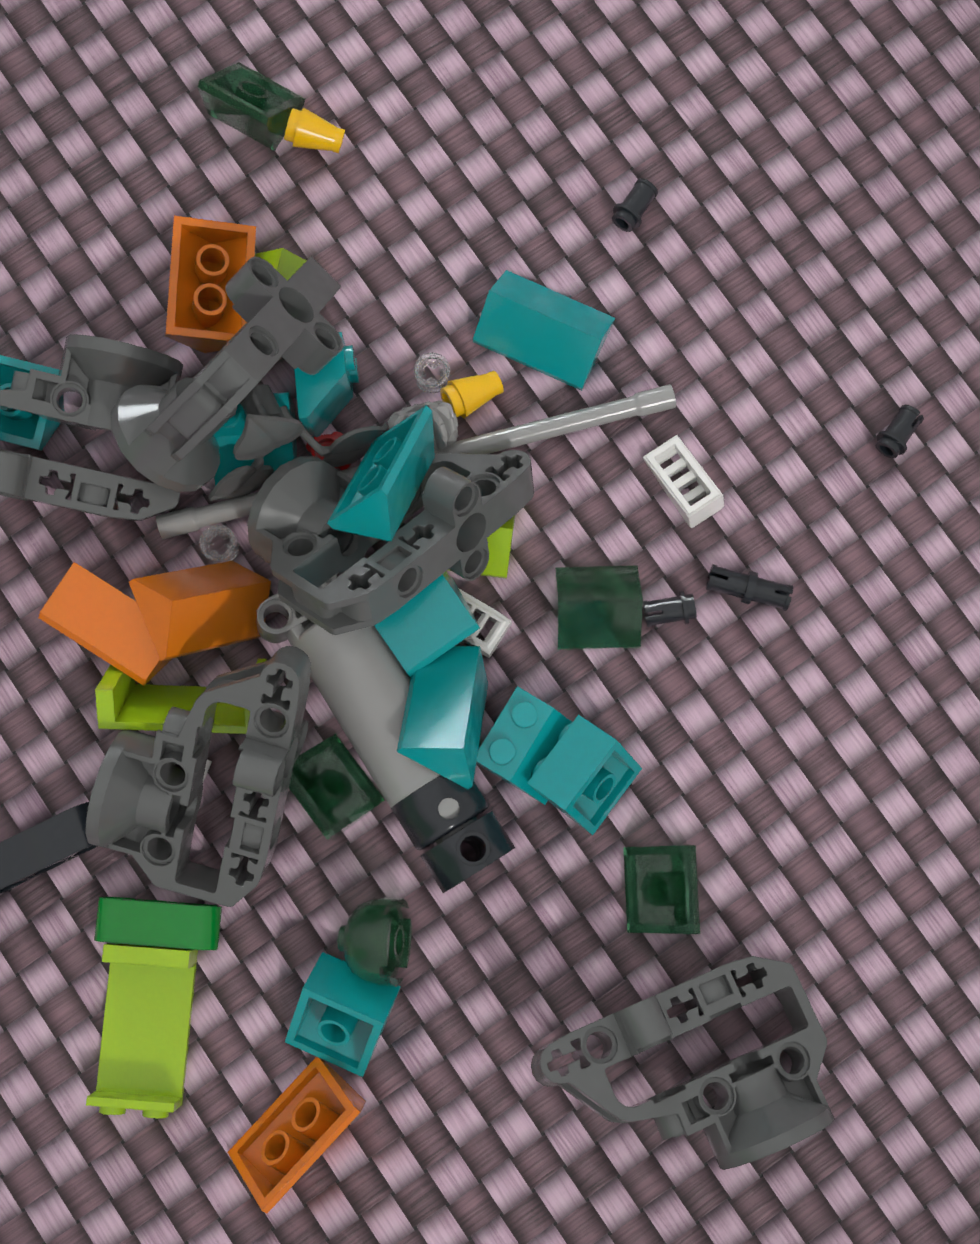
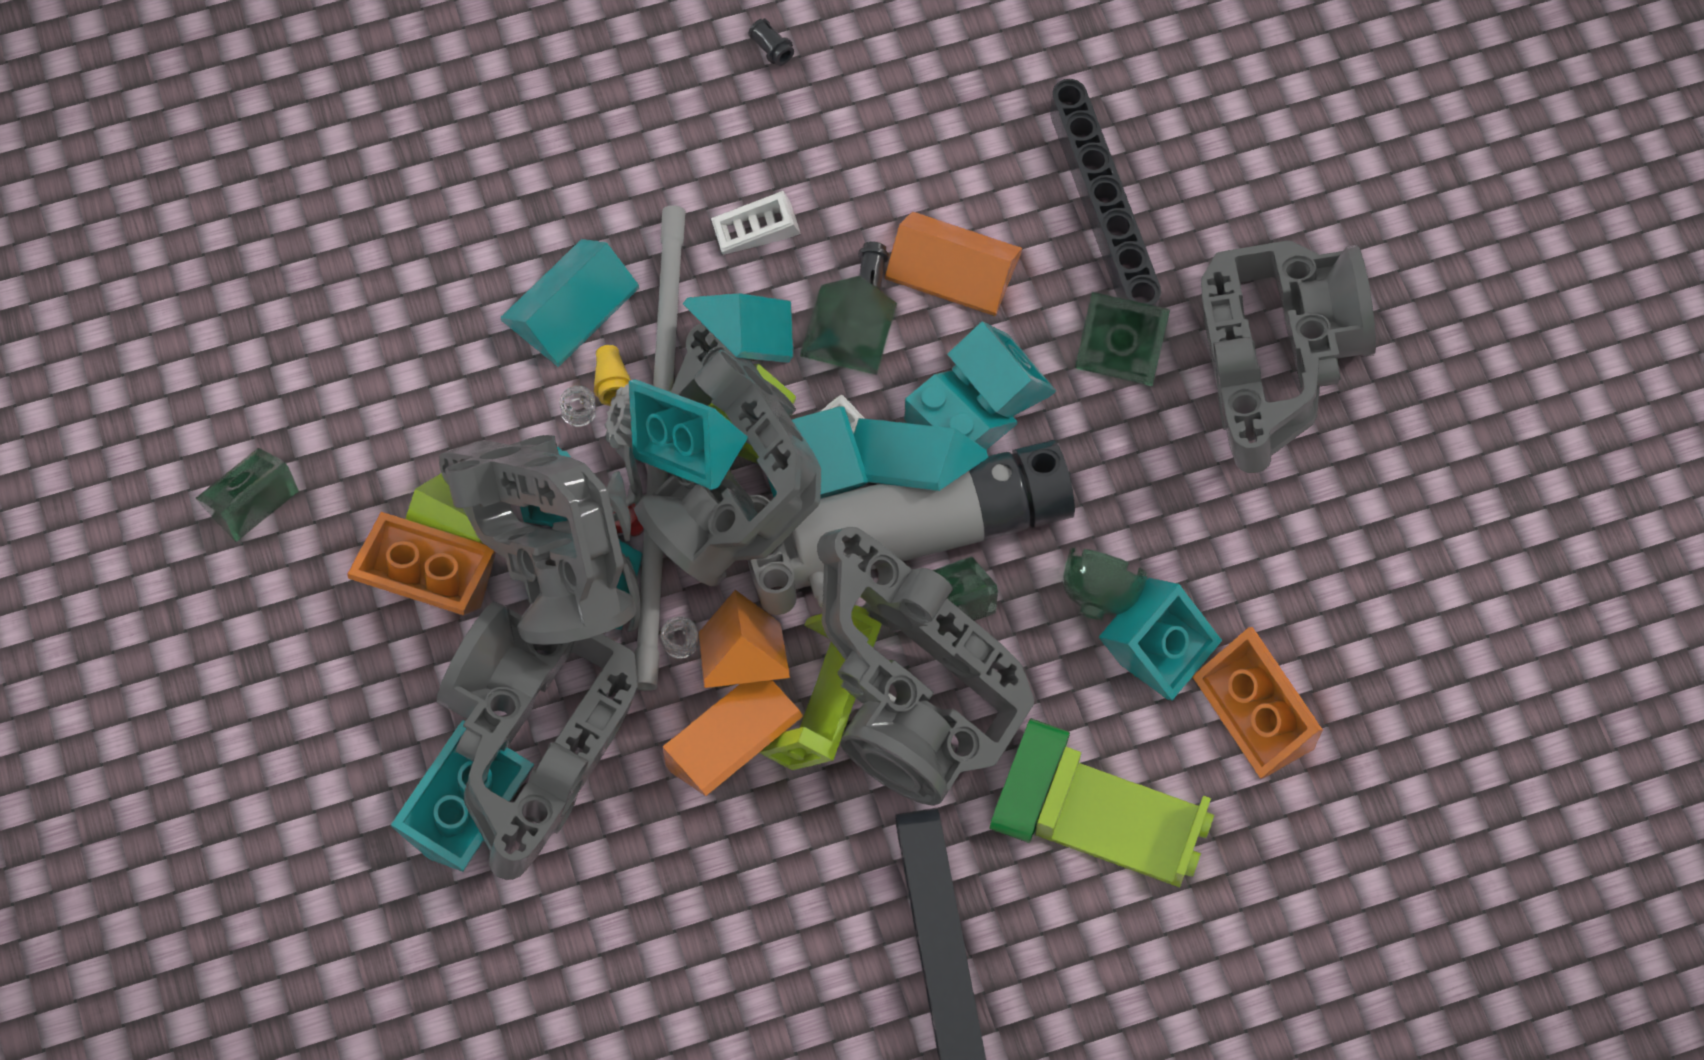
camera: 75 degrees left, 15 degrees down
(313, 132) = (300, 443): yellow cone -> none
(546, 502) = (747, 324): none -> teal slope
(629, 212) = (487, 197): black pin -> none
(705, 689) = (952, 263): none -> orange slope
(749, 587) = (872, 199): black pin -> none
(843, 820) = (1102, 184): none -> black beam

